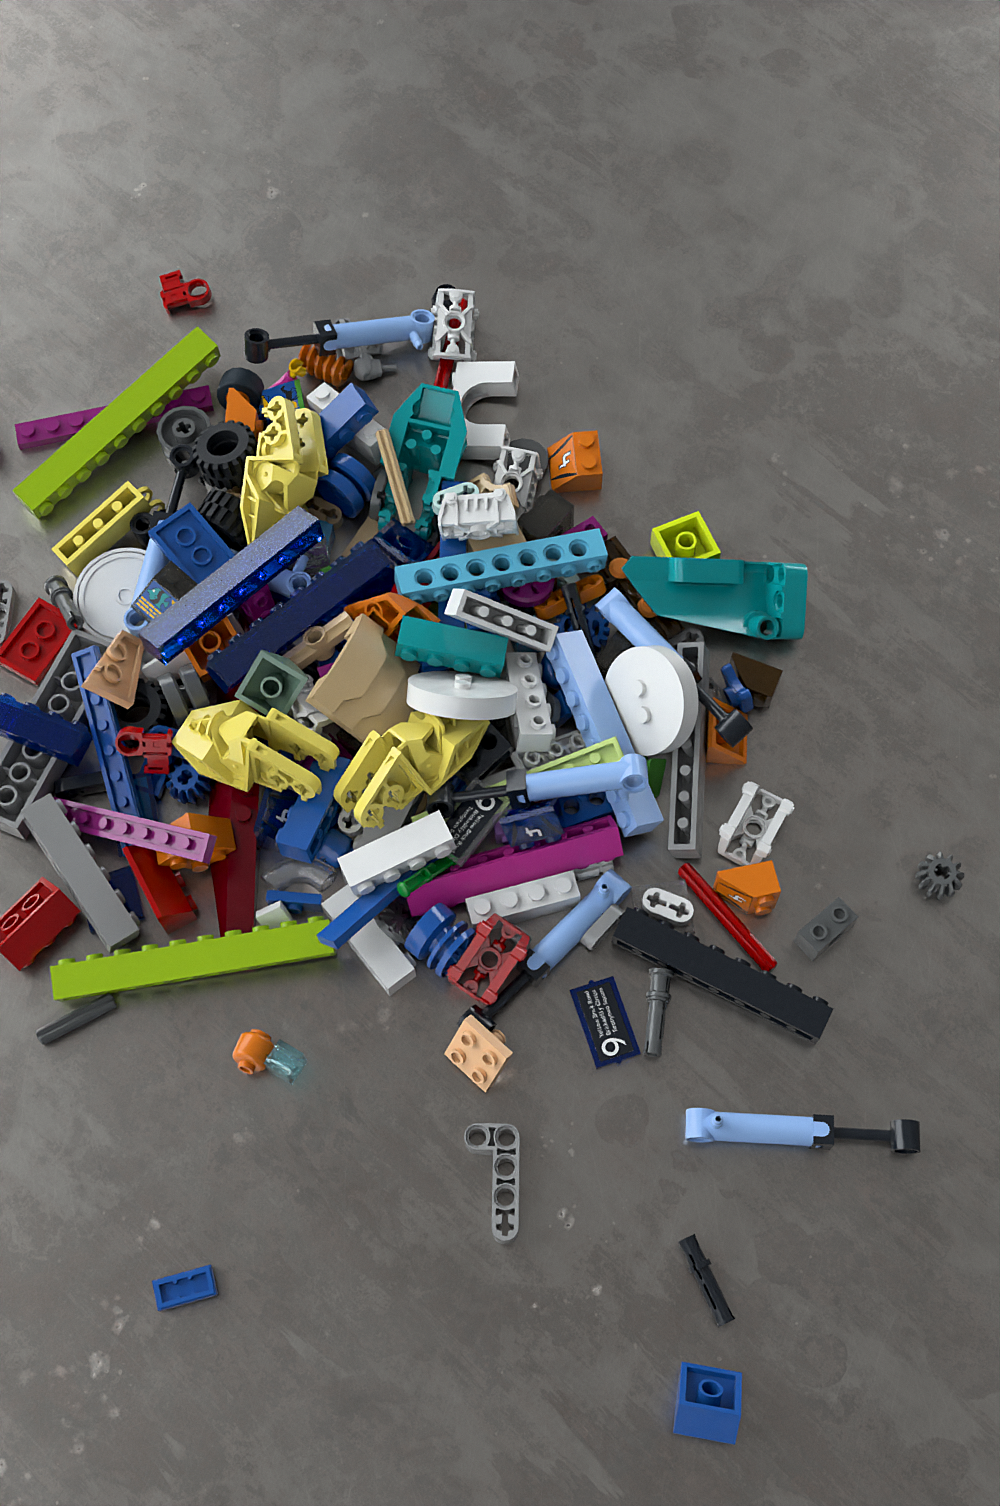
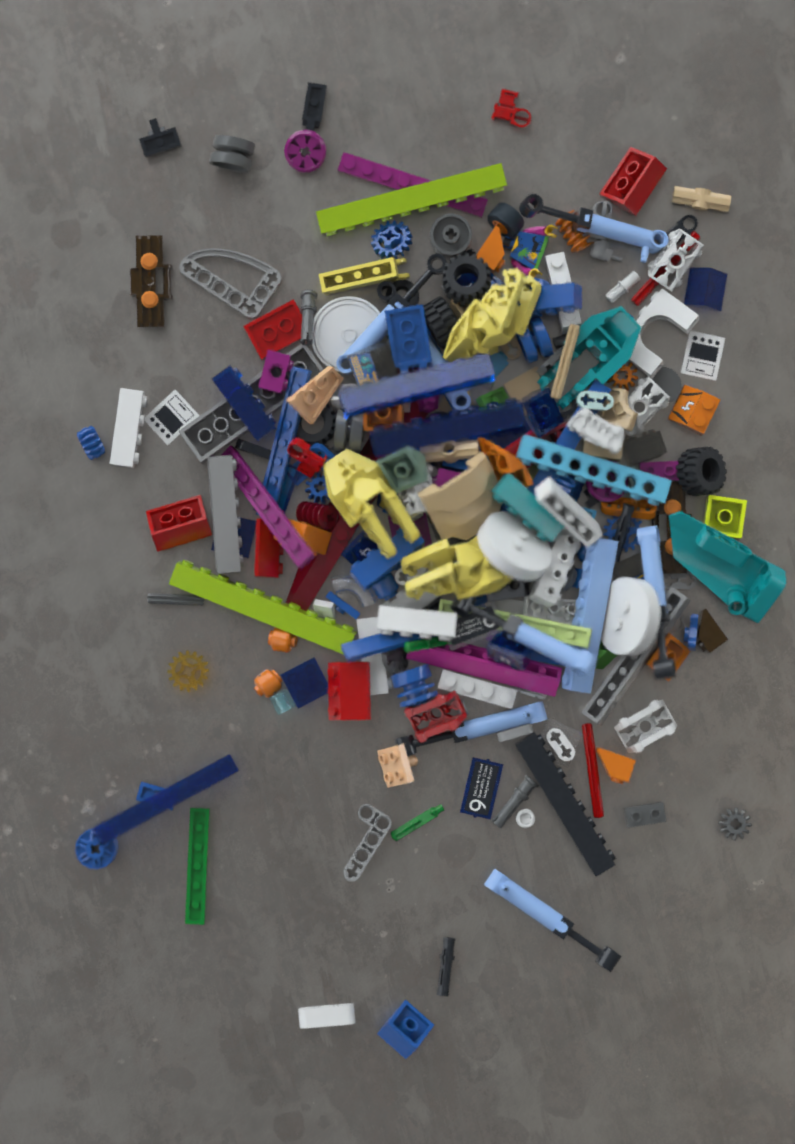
camera: 30 degrees right, 20 degrees up
(48, 660) = (273, 361): none -> magenta brick
(118, 472) = (391, 239): none -> blue gear
(133, 1106) = (184, 662): none -> clear yellow gear
(141, 1427) = (95, 860): none -> blue wheel
(192, 1284) = (165, 800): none -> clear blue brick
(208, 801) = (317, 515): none -> dark red piece
(241, 986) = (282, 640): none -> orange head
(292, 1352) = (197, 866): none -> green plate
(303, 1021) = (305, 682): none -> clear blue plate
(359, 284) = (633, 181): none -> red slope
(363, 995) = (349, 691): none -> red slope
(420, 376) = (623, 286): none -> white axle
(444, 265) = (701, 199): none -> tan piece
(471, 467) = (623, 382): none -> orange gear
(506, 340) = (705, 288): none -> clear blue slope
(548, 411) = (703, 355): none -> white sticker
(549, 1114) = (416, 822): none -> green piece
(589, 1452) = (326, 1015): none -> white beam
(626, 511) = (701, 471): none -> black tyre
(683, 1025) = (525, 818): none -> white tile

